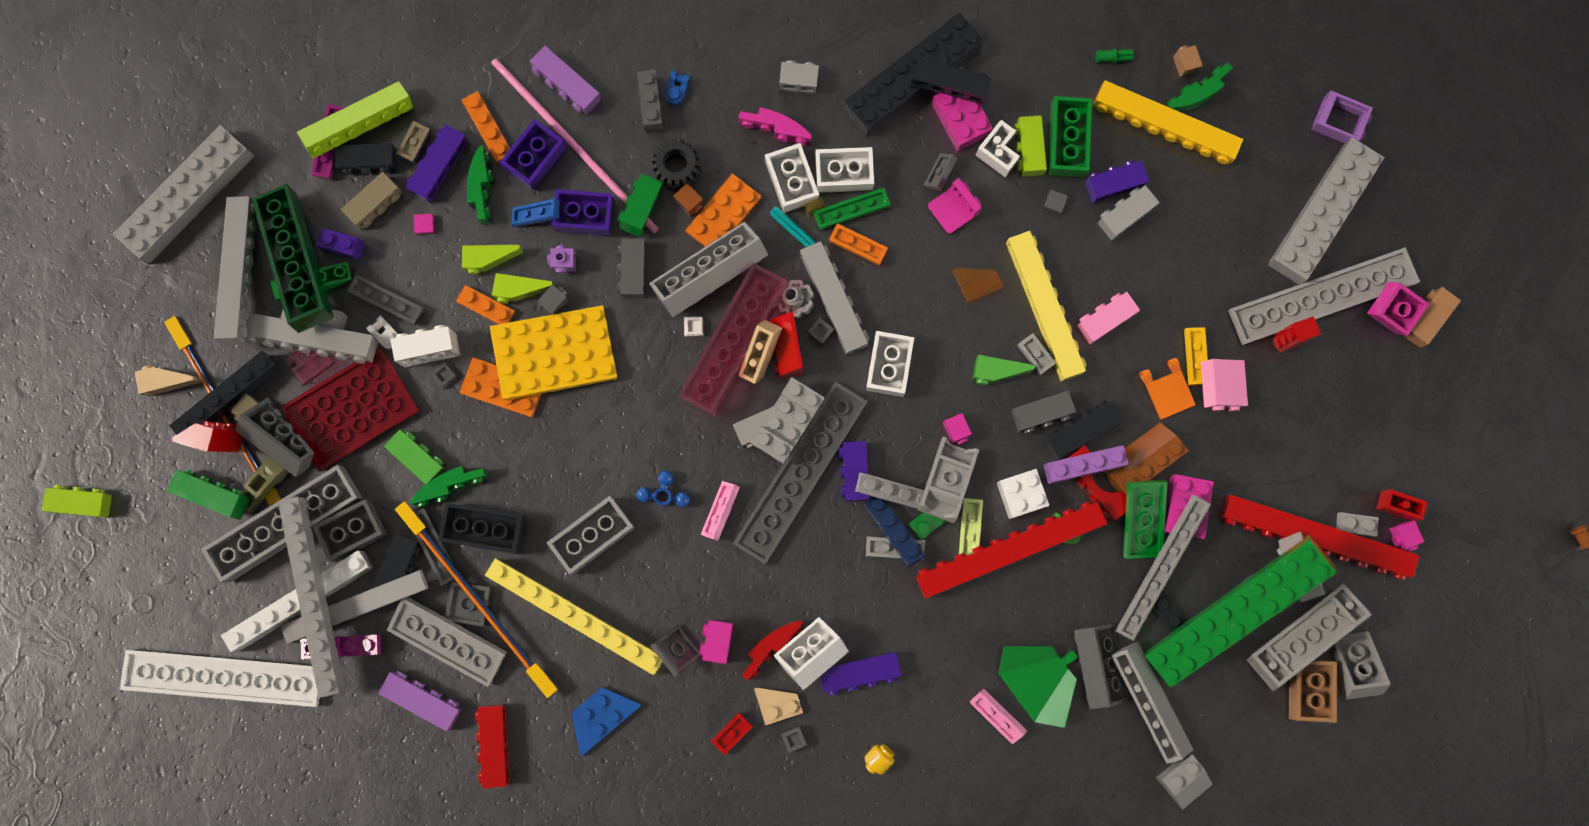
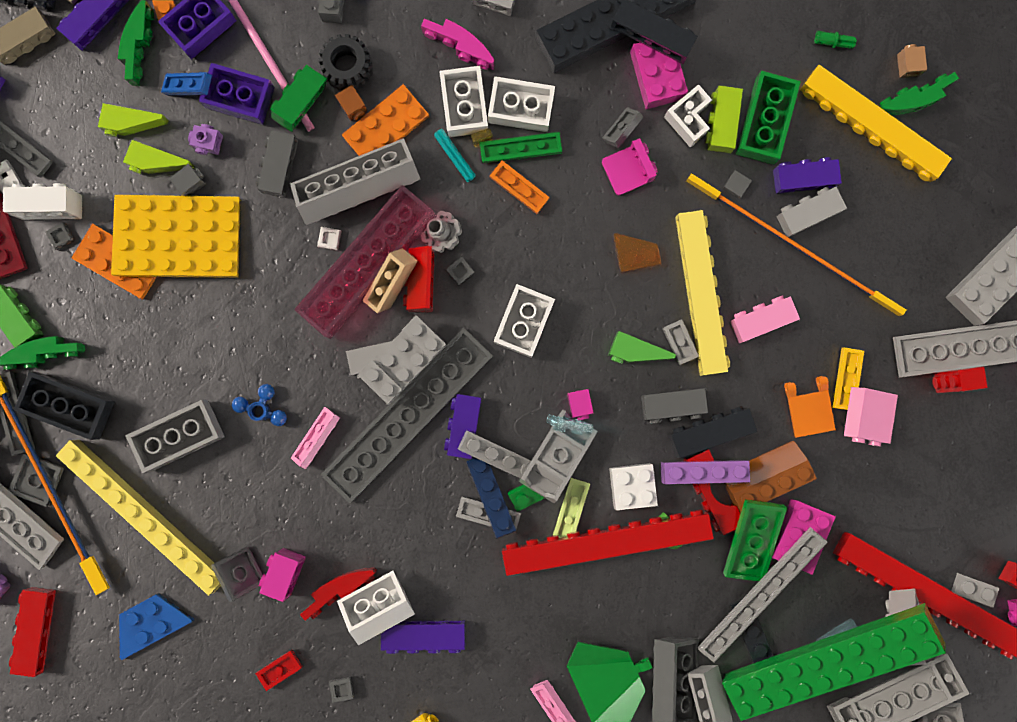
camera: 10 degrees right, 5 degrees up
(424, 224) = (70, 71): dark pink tile -> none
(485, 306) = (116, 172): orange plate -> none
(777, 705) = (332, 650): tan wing -> none
(834, 298) = (480, 238): light grey brick -> none
(959, 448) = (574, 425): none -> clear light blue plate
(1204, 276) = (874, 295): none -> piece

